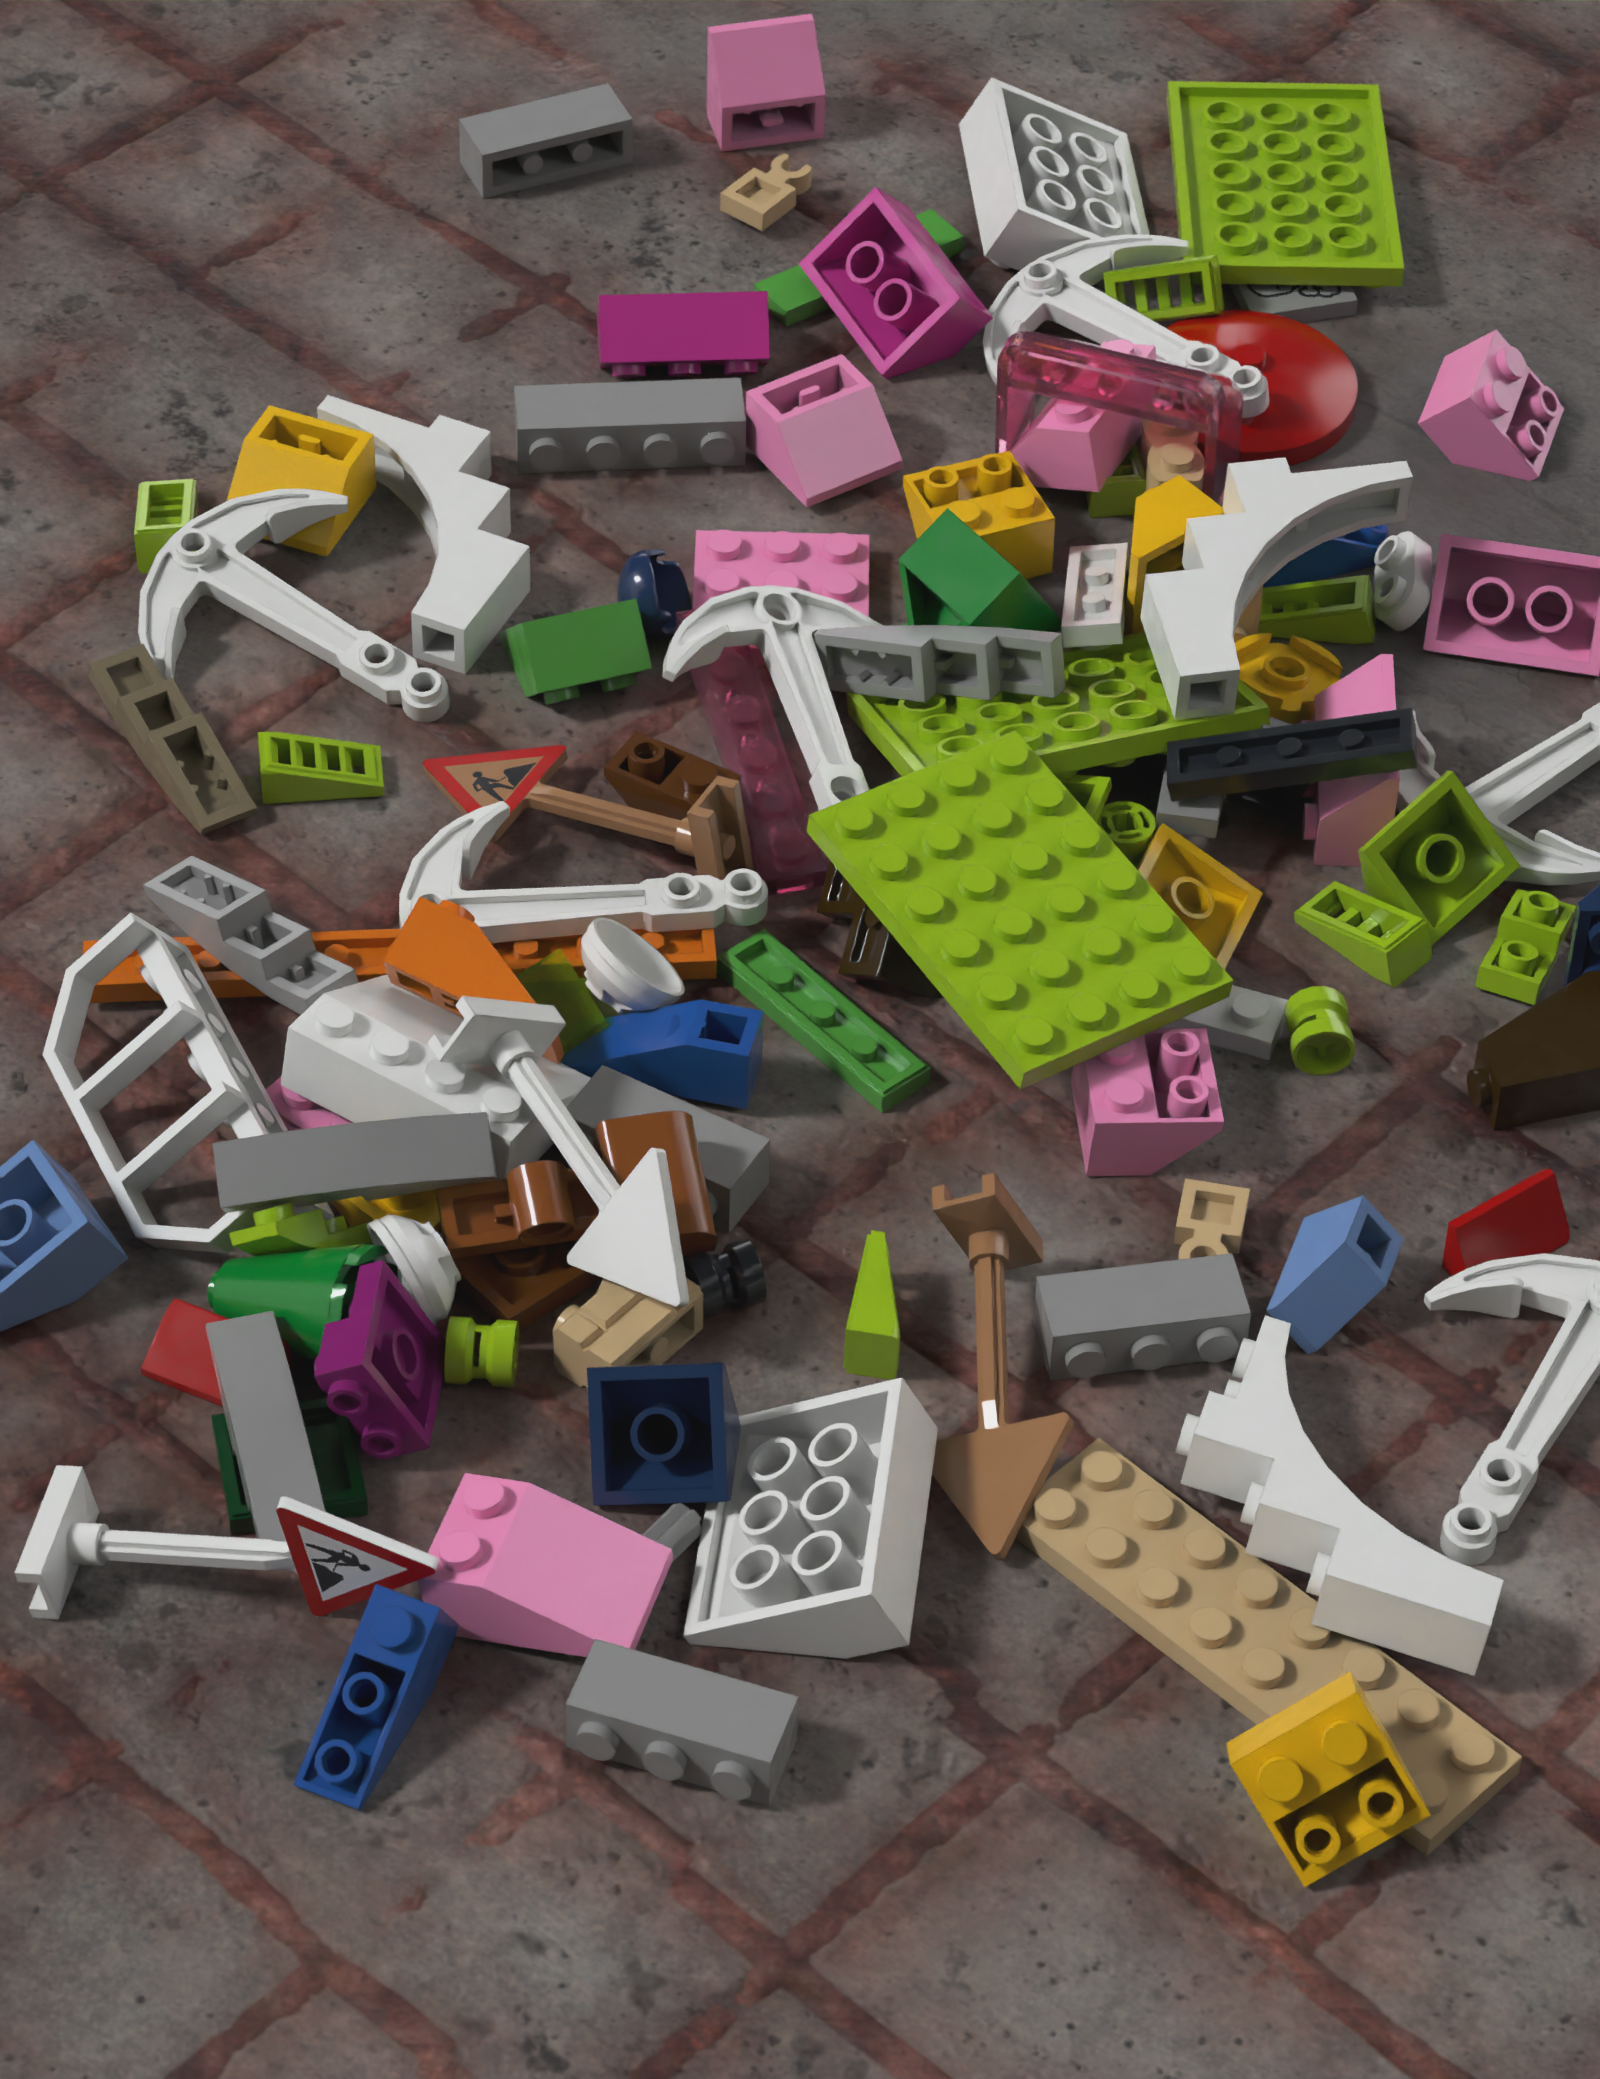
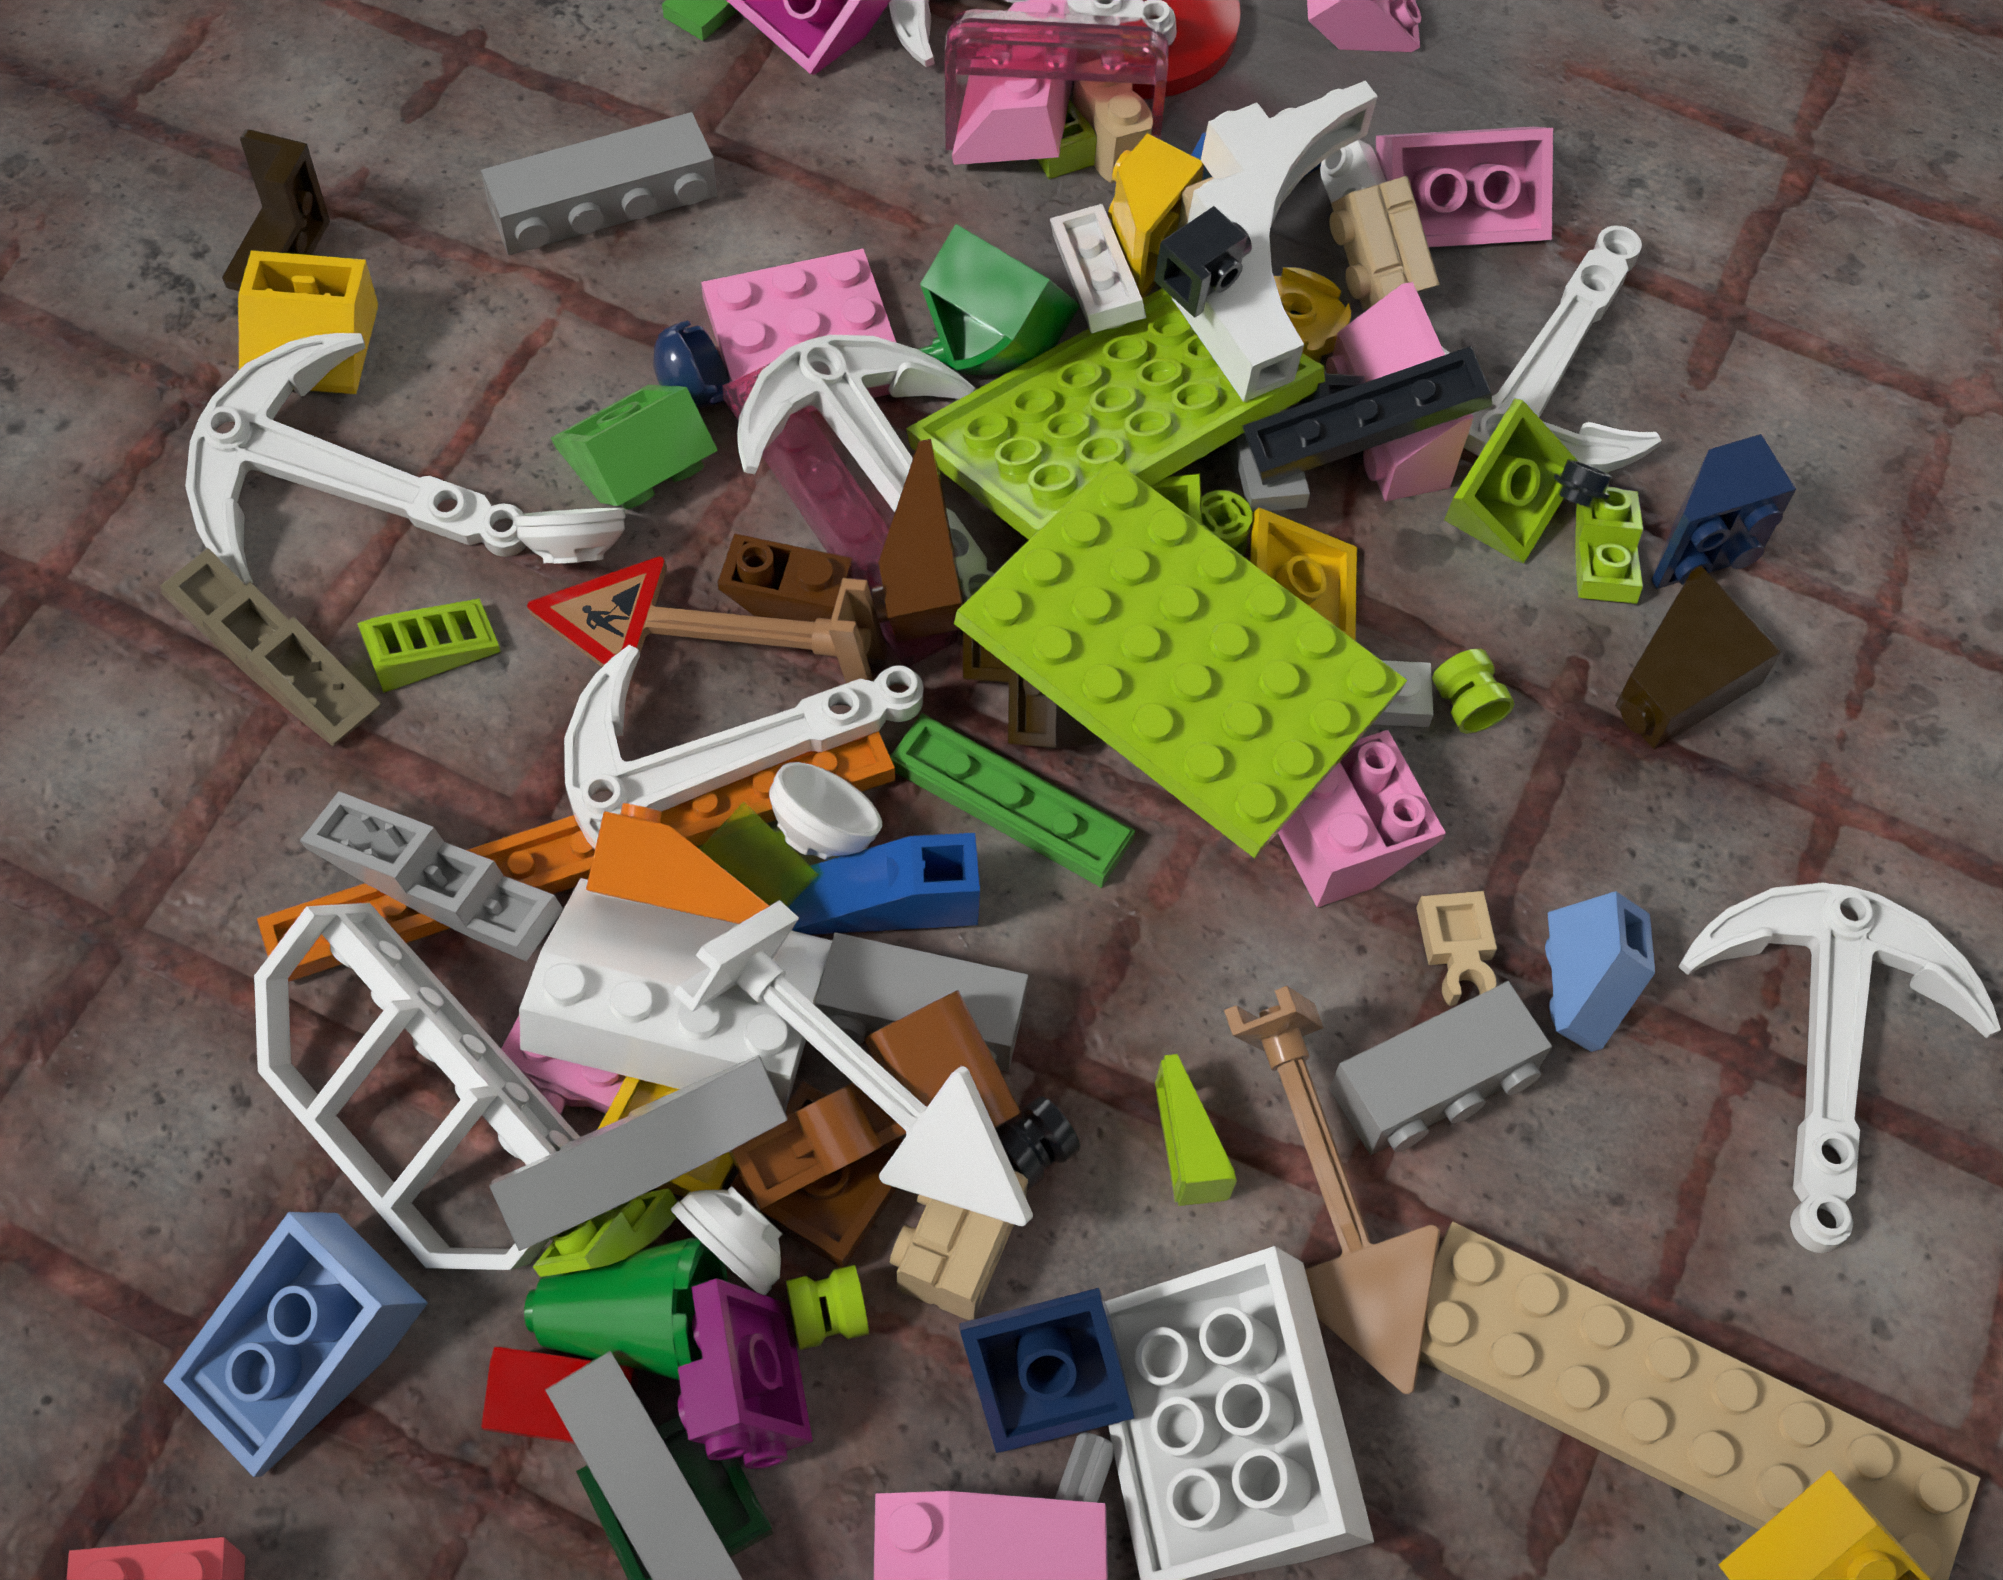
camera: 20 degrees left, 15 degrees up
(160, 513) = (181, 396): lime slope -> none
(321, 359) = (291, 201): none -> dark brown panel
(445, 483) = (479, 320): white arch -> none
(485, 704) = (571, 534): none -> white piece
(683, 332) = (617, 74): dark pink slope -> none
(803, 778) = (918, 557): none -> reddish brown slope
(821, 430) = (784, 150): bright pink slope -> none
(941, 659) = (1002, 377): light grey slope -> none
(993, 501) = (964, 189): yellow slope -> none
(1160, 569) = (1201, 259): none -> black brick
(1302, 1516) = (1778, 1326): white arch -> none
(1321, 610) = (1314, 240): lime slope -> none
(1392, 957) = (1475, 588): lime slope -> none
(1401, 619) = (1382, 241): none -> tan brick
(1508, 876) = (1583, 483): none -> black plate
(1511, 1224) = (1723, 869): red slope -> none

